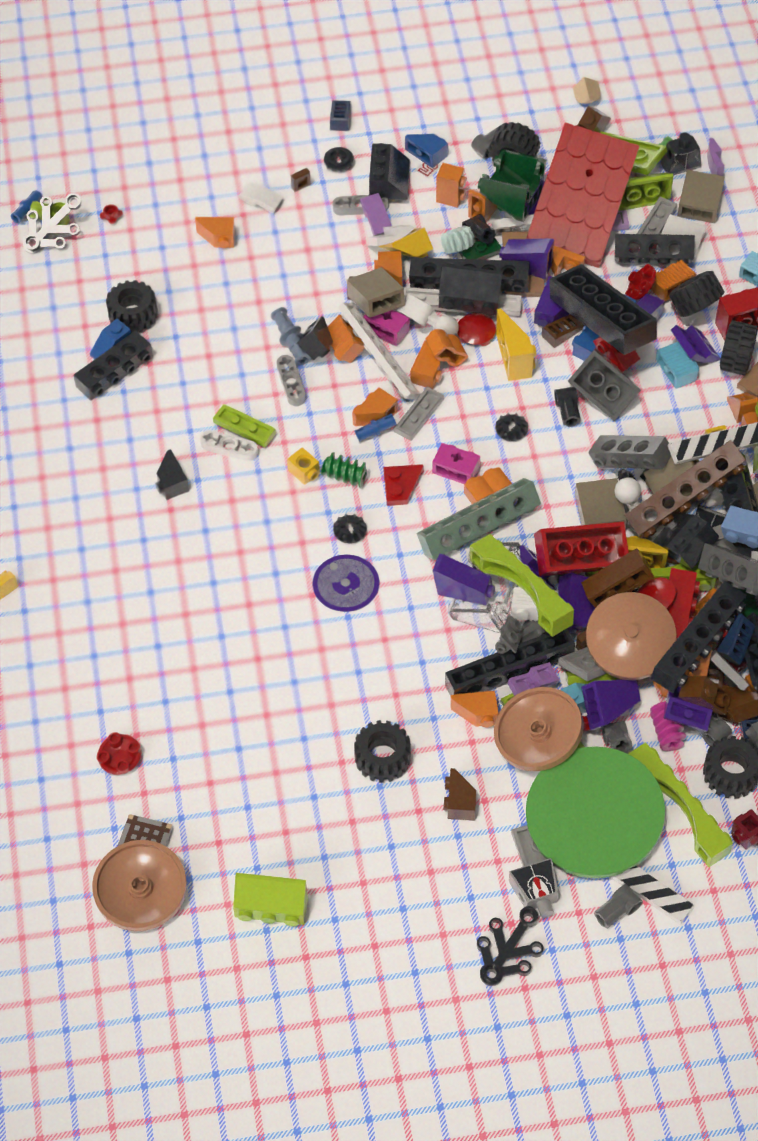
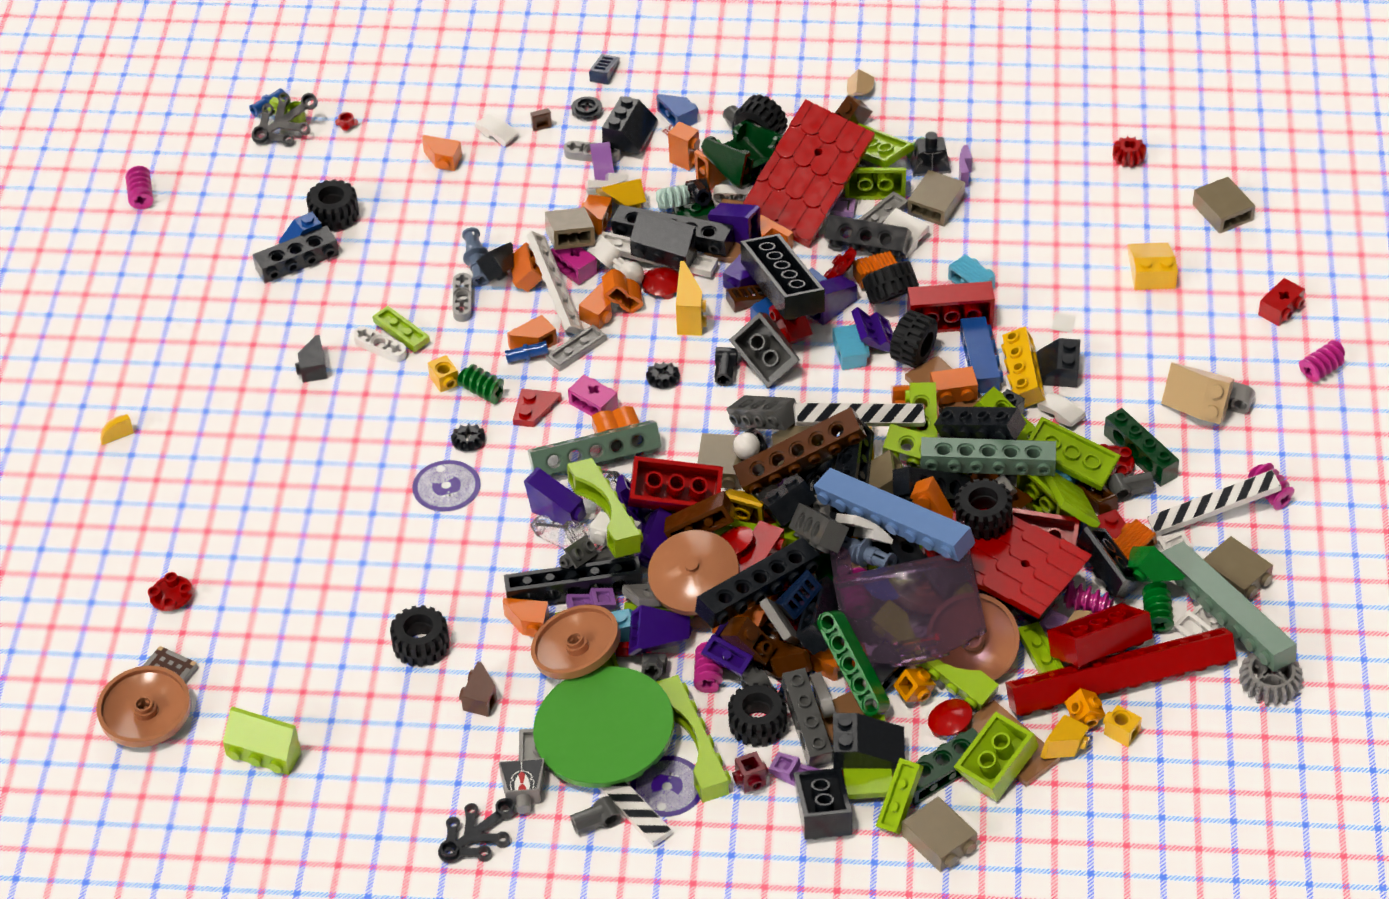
camera: 15 degrees right, 10 degrees down
(674, 858) = (668, 786): none -> dark purple piece

